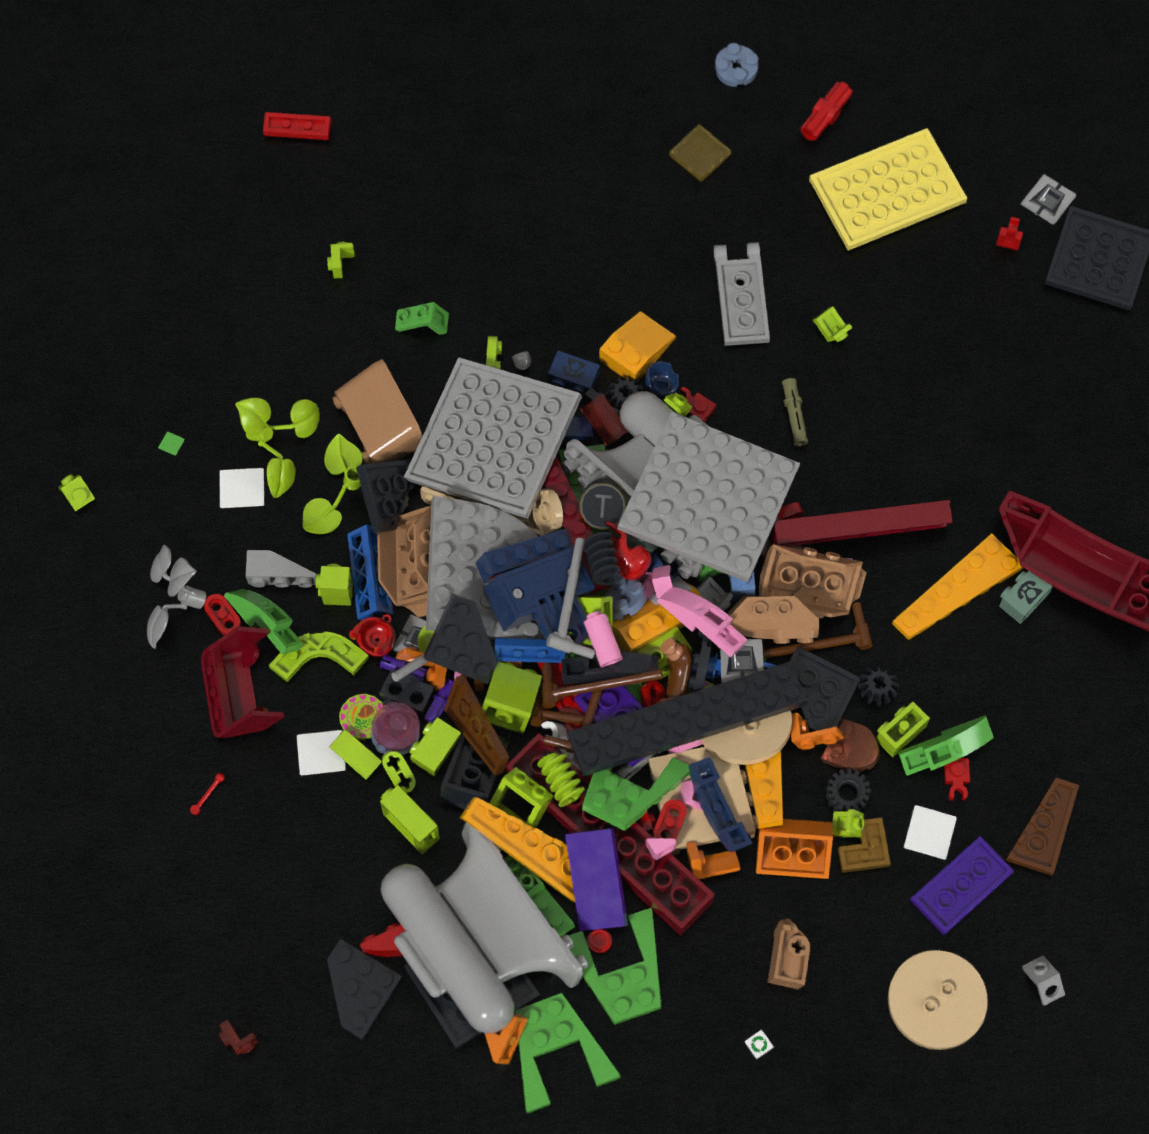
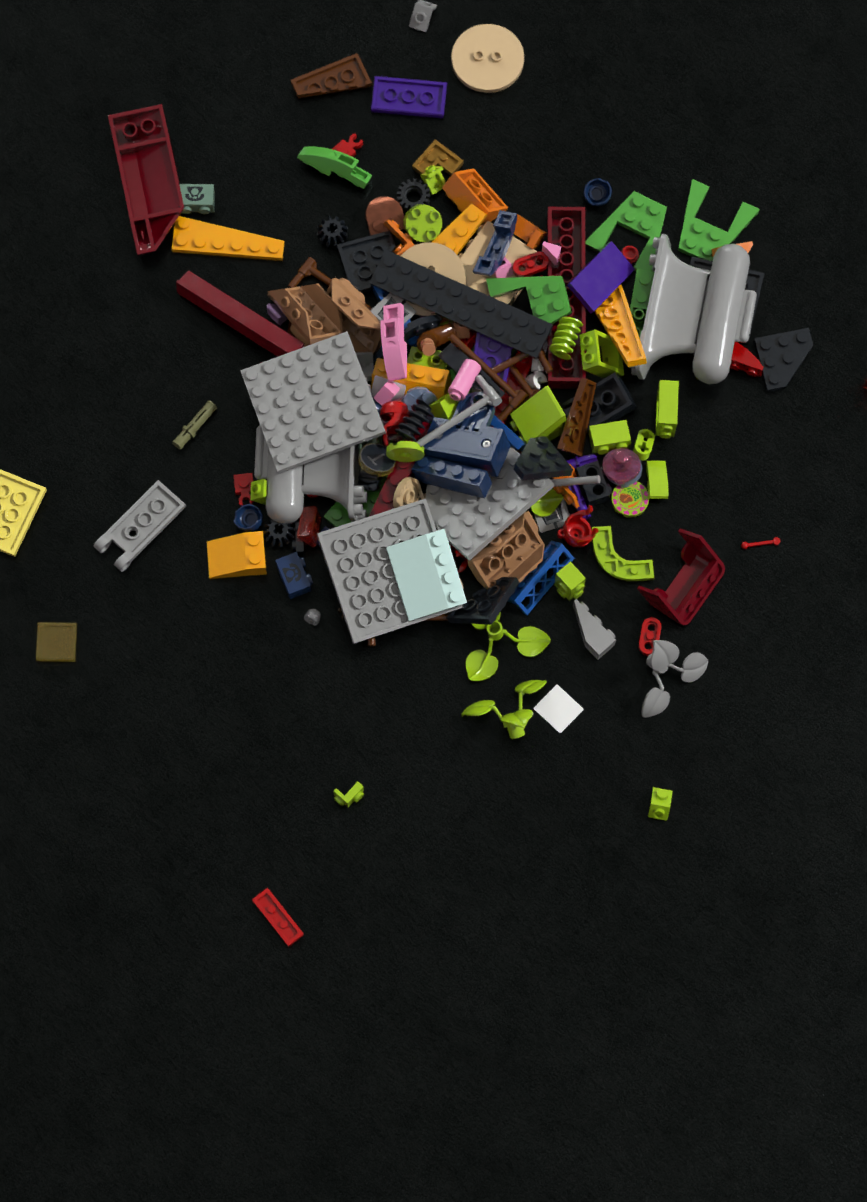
camera: 135 degrees left, 5 degrees up
(171, 443) = (571, 780): bright green sticker -> none
(263, 613) = (627, 606): bright green slope -> none
(316, 755) = (676, 507): white sticker -> none
(379, 414) = (435, 664): medium nougat windscreen -> none
(423, 315) = (343, 703): bright green bracket -> none
(455, 461) = (426, 575): none -> light aqua slope
(493, 348) = (322, 639): lime plate -> none
(580, 524) = (405, 451): none -> lime tile
(690, 966) = (597, 192): none -> dark blue hair
(759, 1044) = (602, 128): white sticker -> none
(786, 966) = (541, 147): medium nougat piece -> none
(808, 767) = (423, 223): none -> lime brick
(832, 325) = (113, 450): lime bracket -> none
(905, 726) = (348, 195): lime brick -> none
(930, 832) = (392, 139): white sticker -> none

